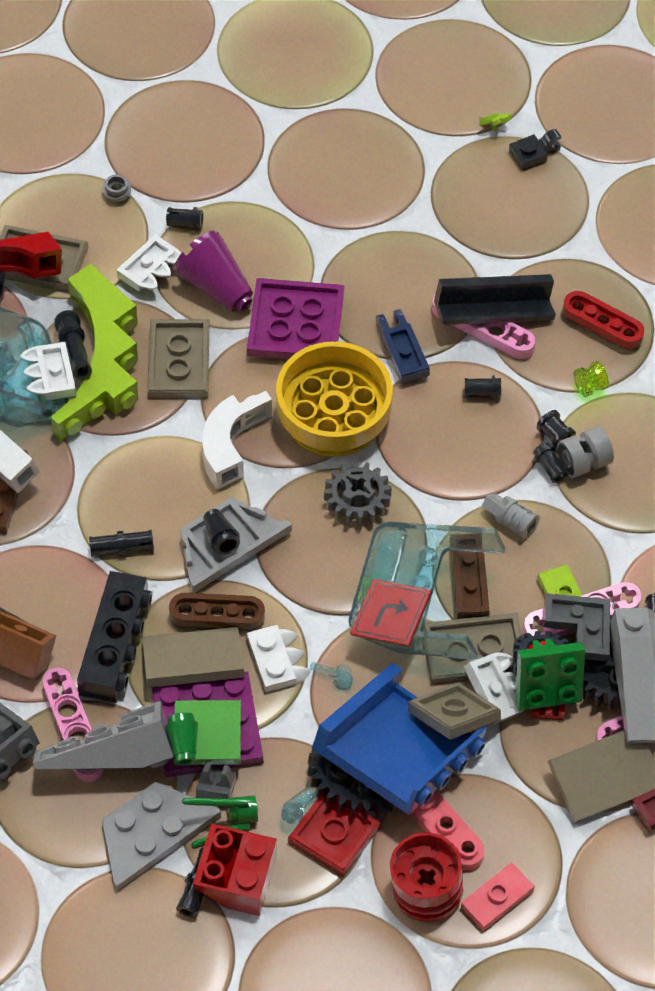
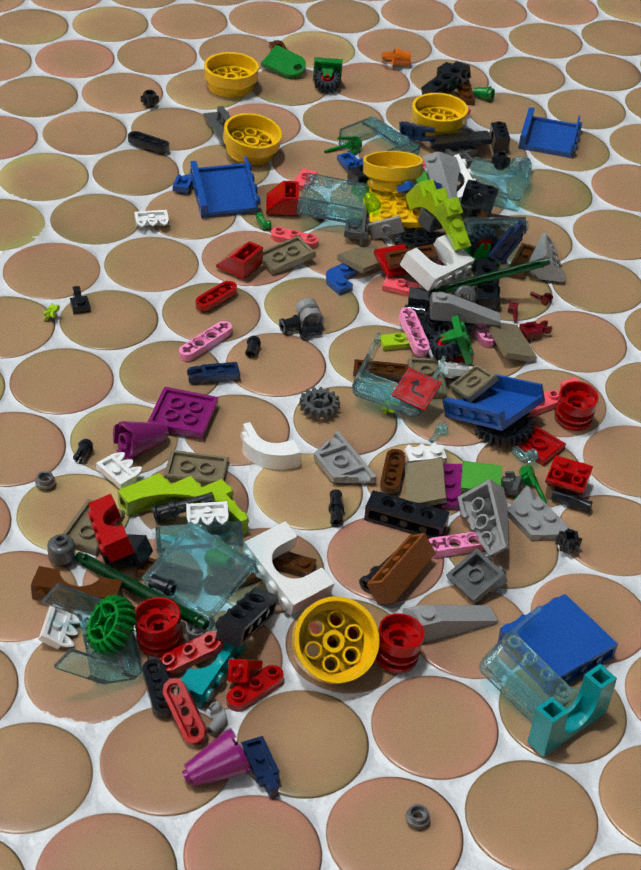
camera: 85 degrees left, 15 degrees down
(98, 873) = (568, 541): none -> black gear
(182, 734) = (486, 475): green cone -> none
(221, 533) = (346, 454): black cone -> none
(322, 370) = (256, 397): yellow wheel -> none
(494, 299) = (197, 329): black panel -> none
(512, 515) = (344, 348): light grey hinge -> none
(585, 615) = (425, 323): dark grey plate -> none
(591, 378) = (258, 305): clear neon green wheel -> none

